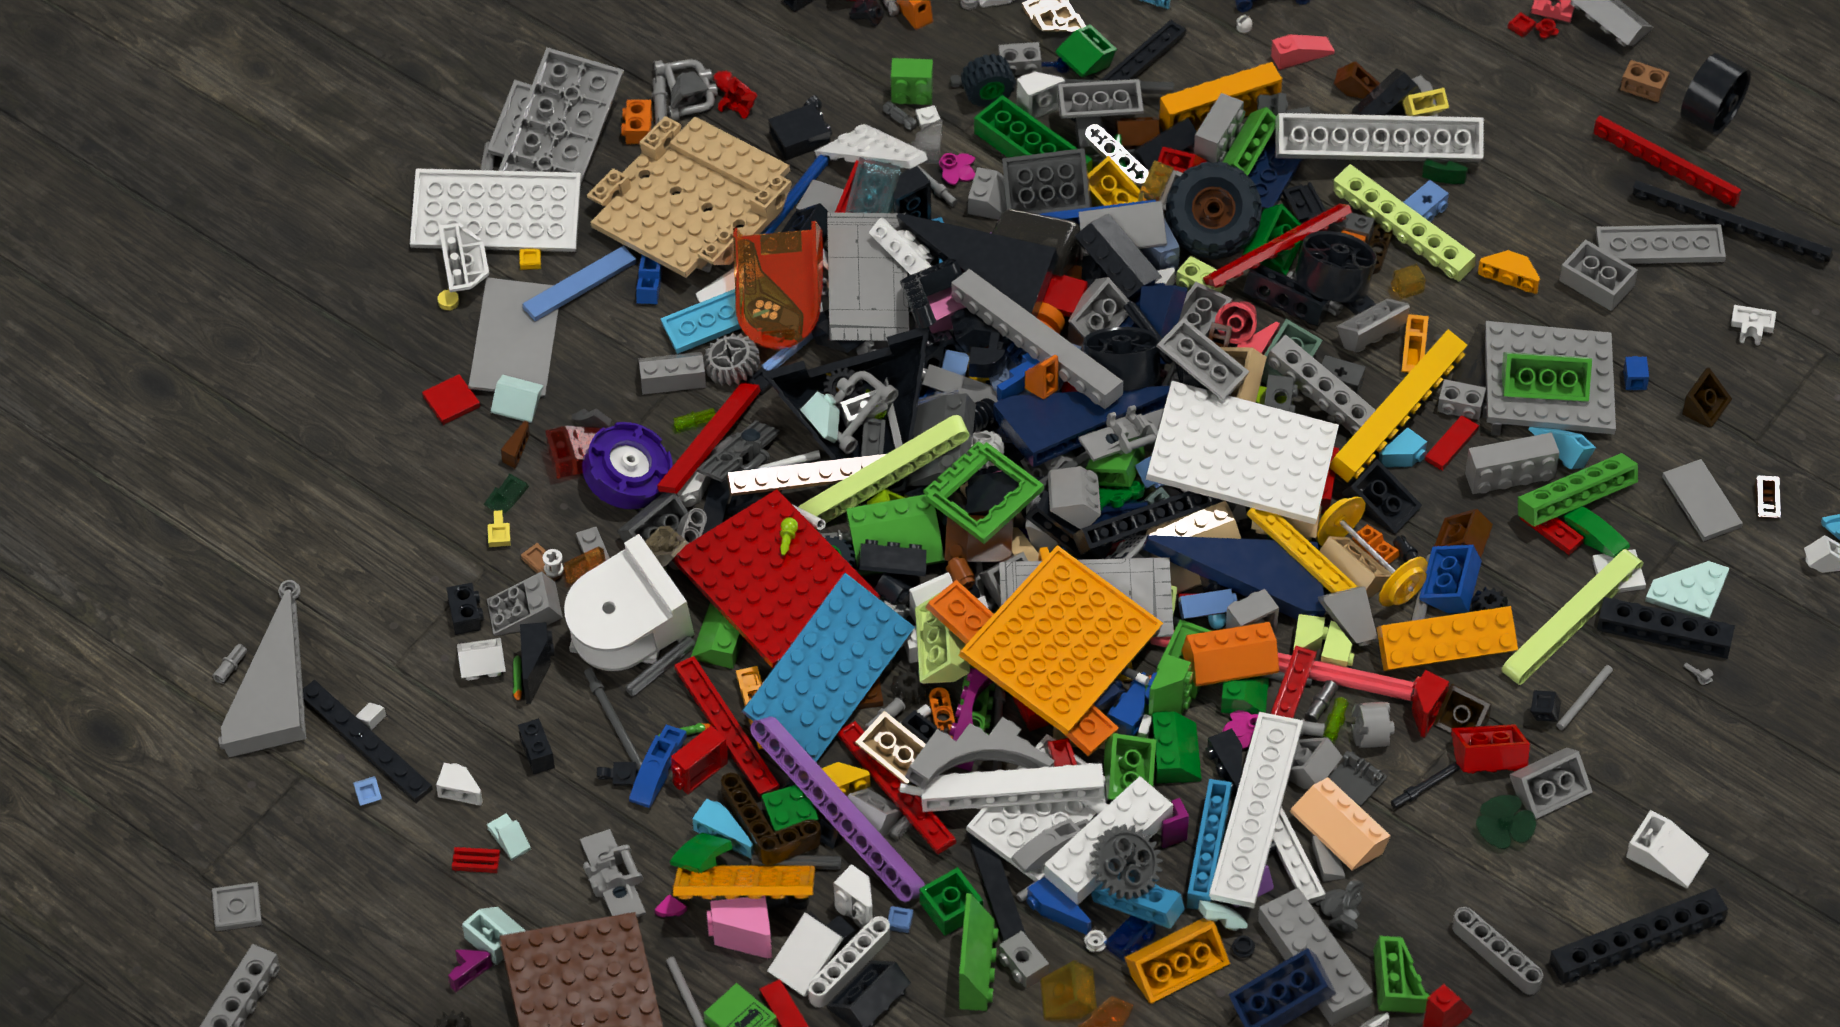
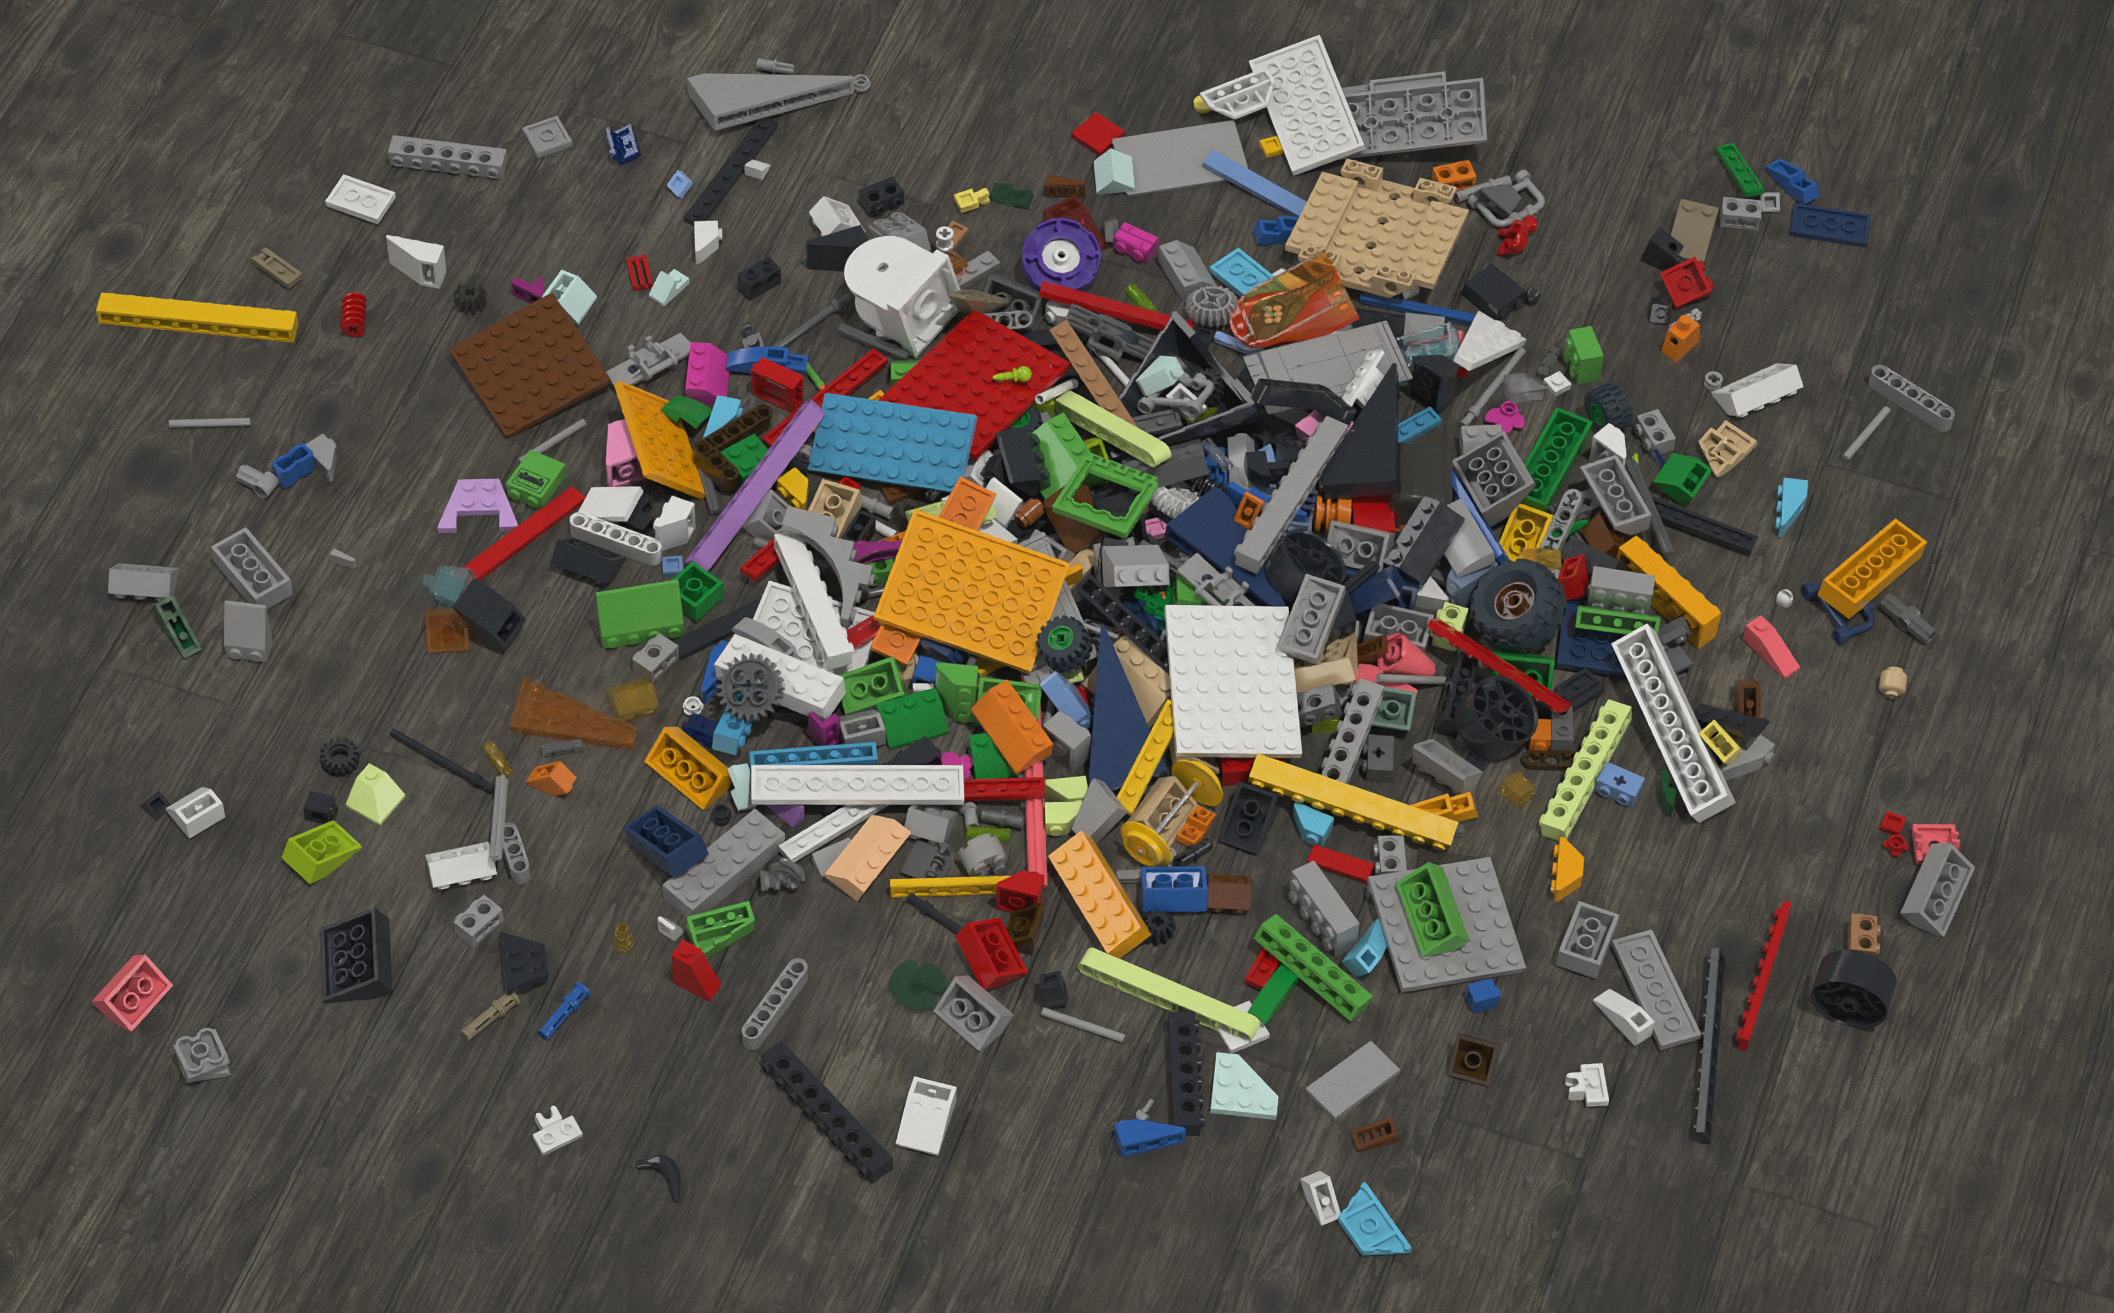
camera: 70 degrees right, 0 degrees up
(285, 830) = (623, 144): none -> clear blue bracket
(619, 401) = (1135, 242): none -> dark pink brick
(650, 829) = (706, 373): none -> dark pink slope
(1151, 579) = (1064, 644): none -> black wheel
(1179, 783) = (862, 728): none -> light grey slope
(1262, 322) = (1414, 679): none -> light grey bar
(1395, 762) = (945, 886): none -> yellow tile
(1688, 271) = (1626, 1016): none -> white slope
(1729, 681) = (1142, 1136): none -> blue slope

